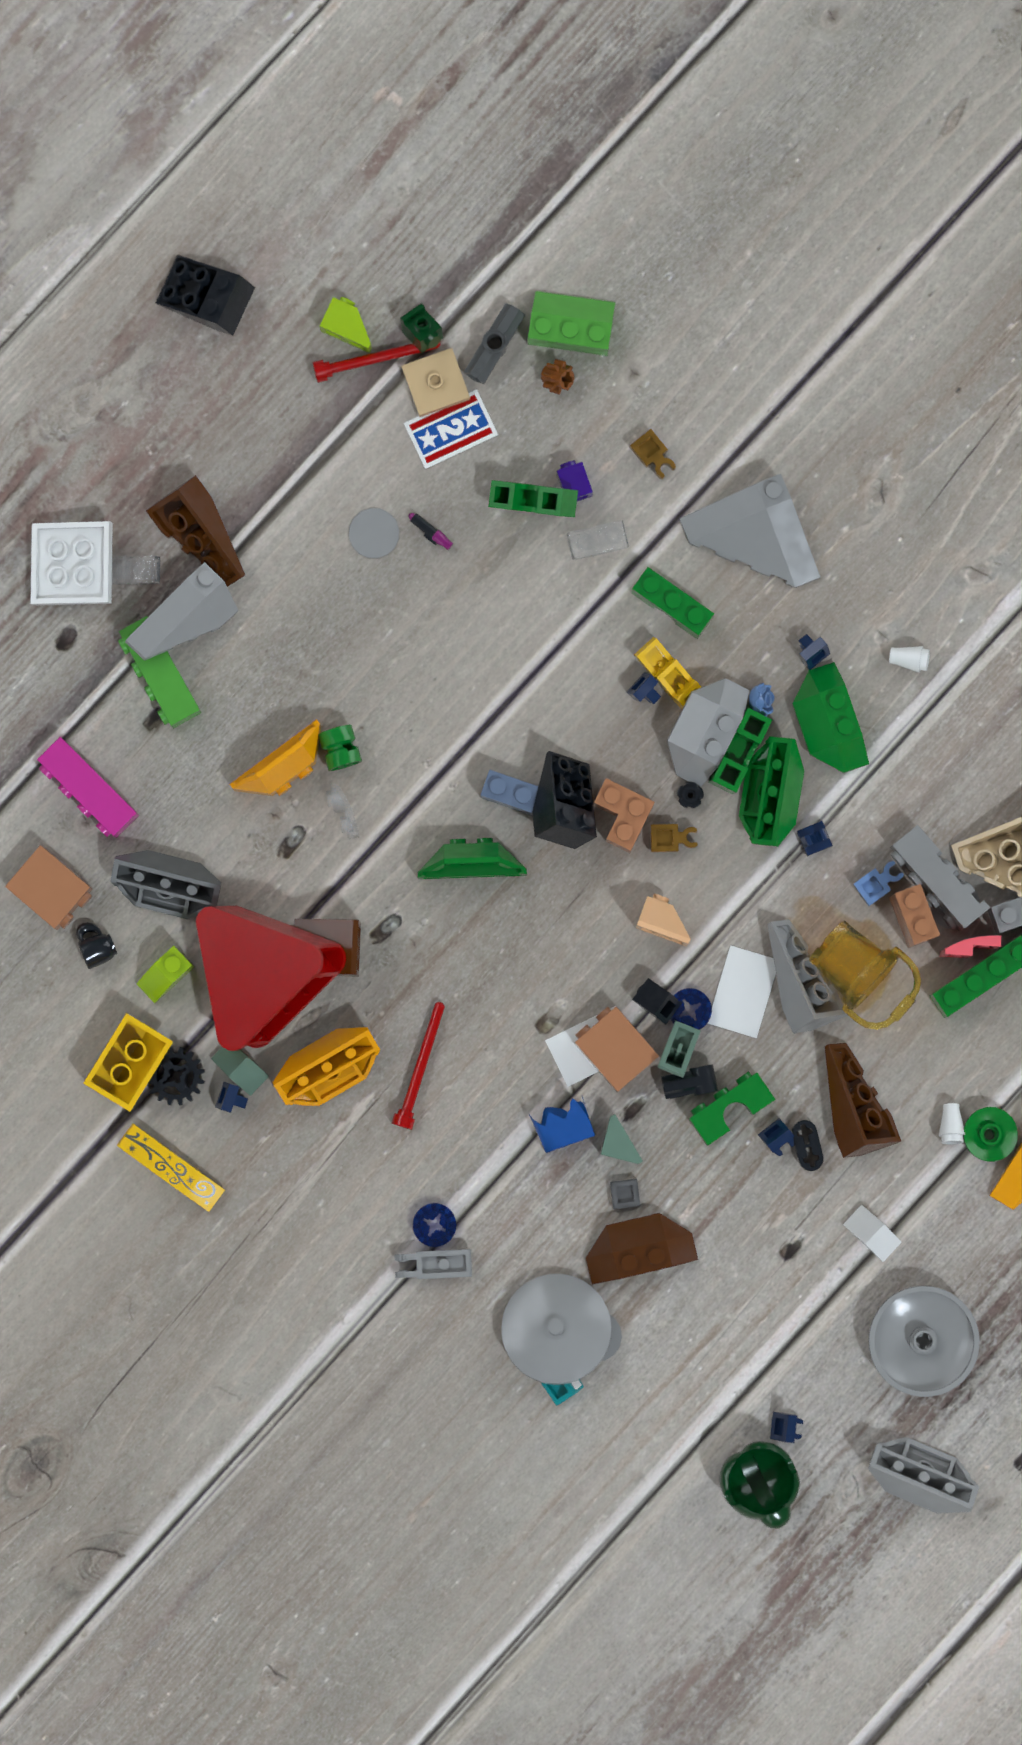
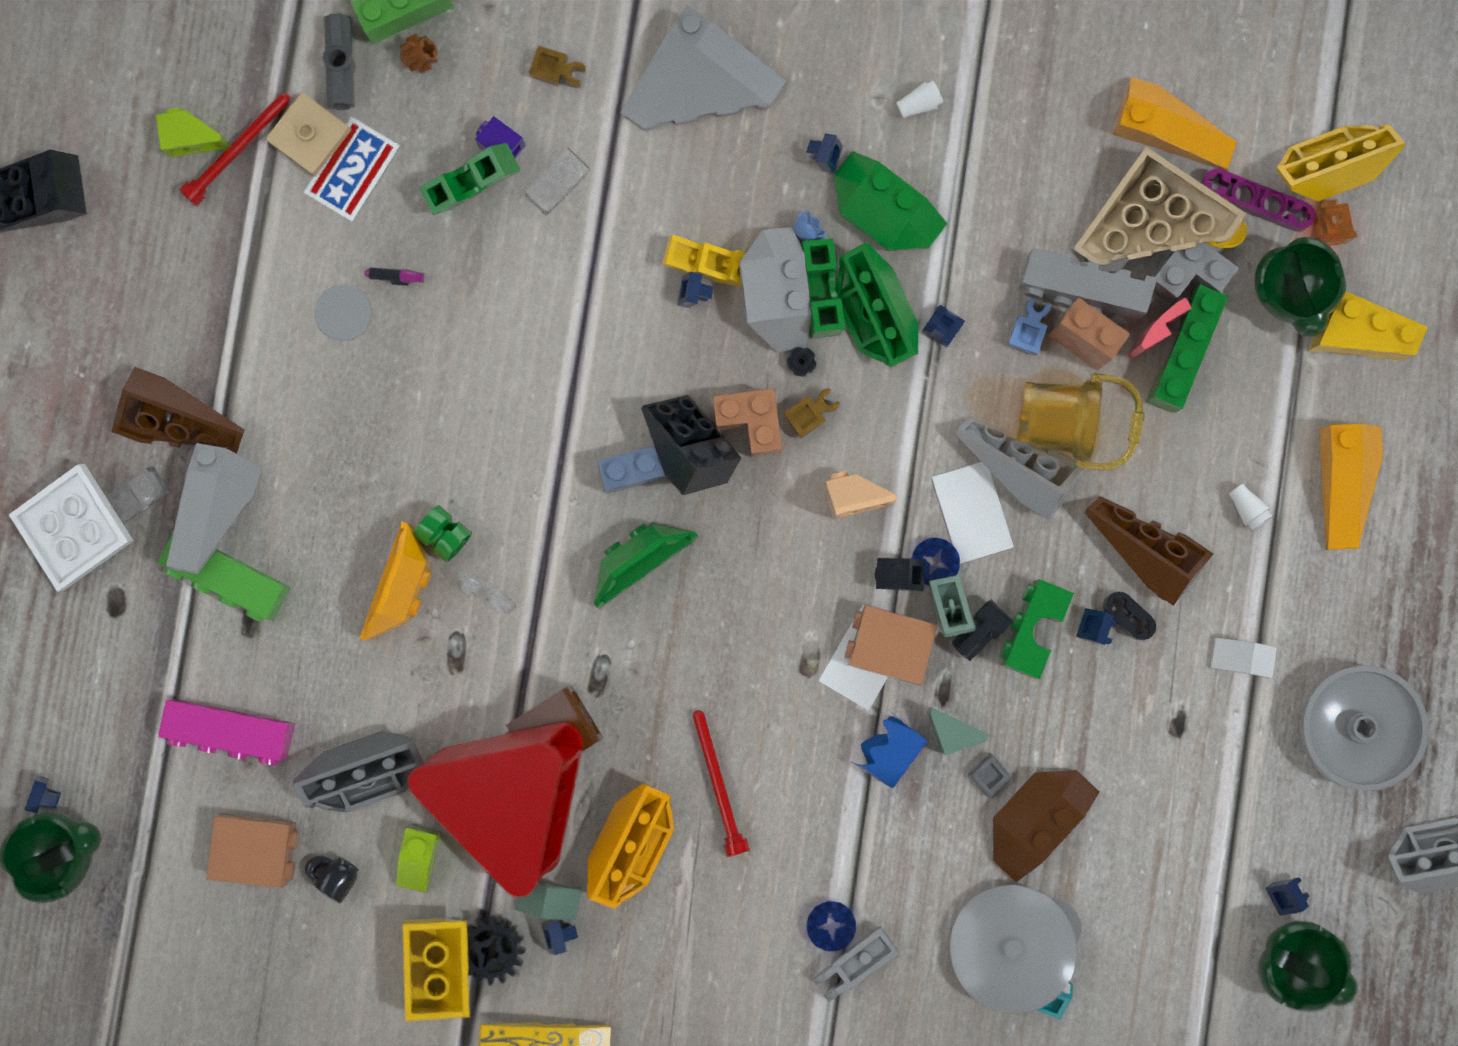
camera: 40 degrees left, 0 degrees up
(421, 328) = (260, 91): dark green brick -> none
(675, 603) = (650, 190): green arch -> none
(1004, 1134) = (1305, 489): green dish -> none

